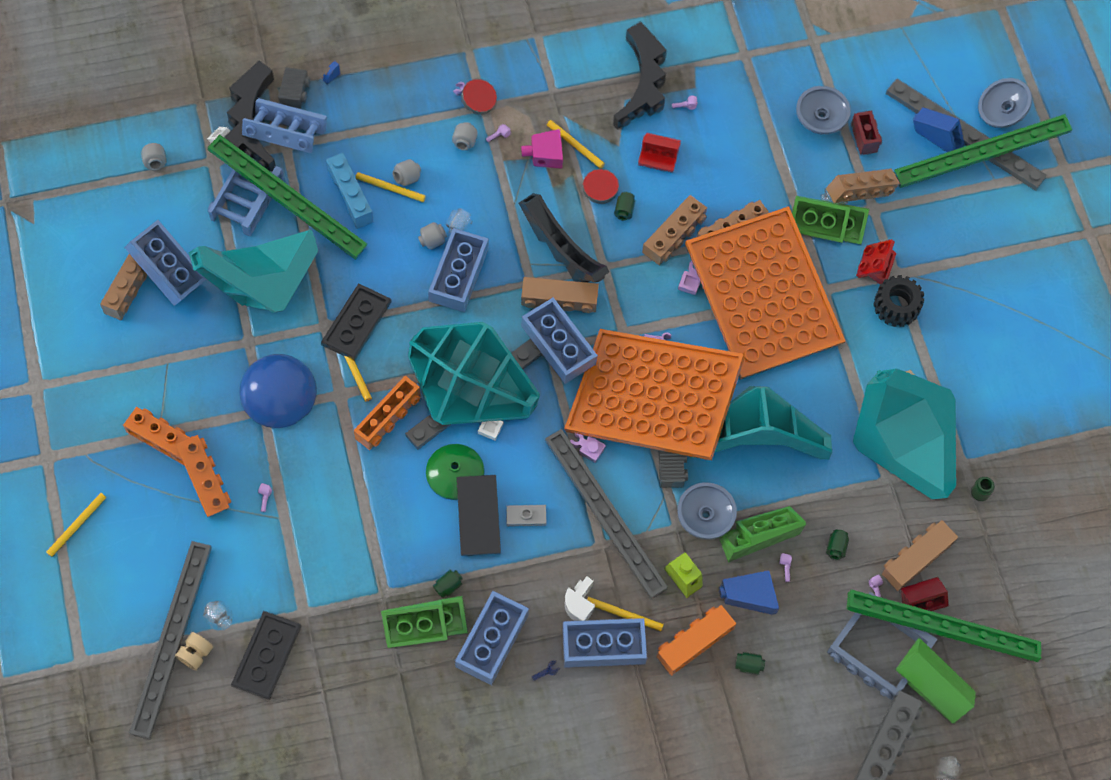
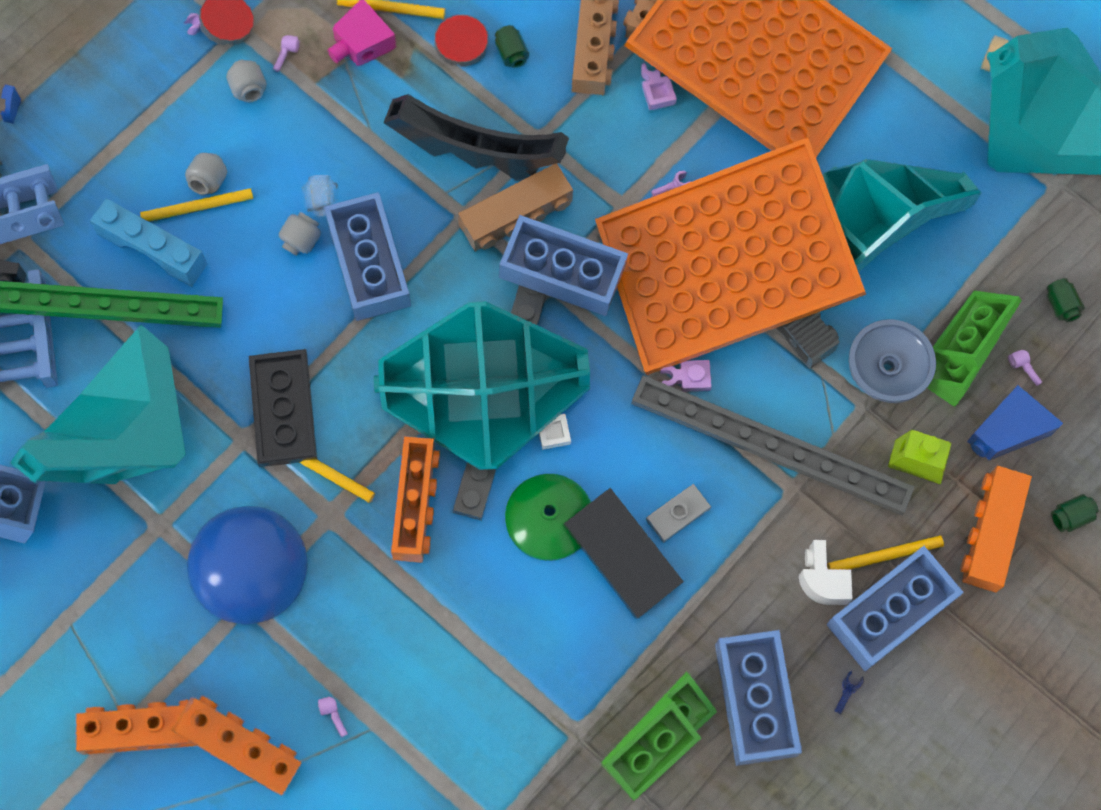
camera: 35 degrees left, 5 degrees up
(448, 583) = (649, 666): dark green brick -> none

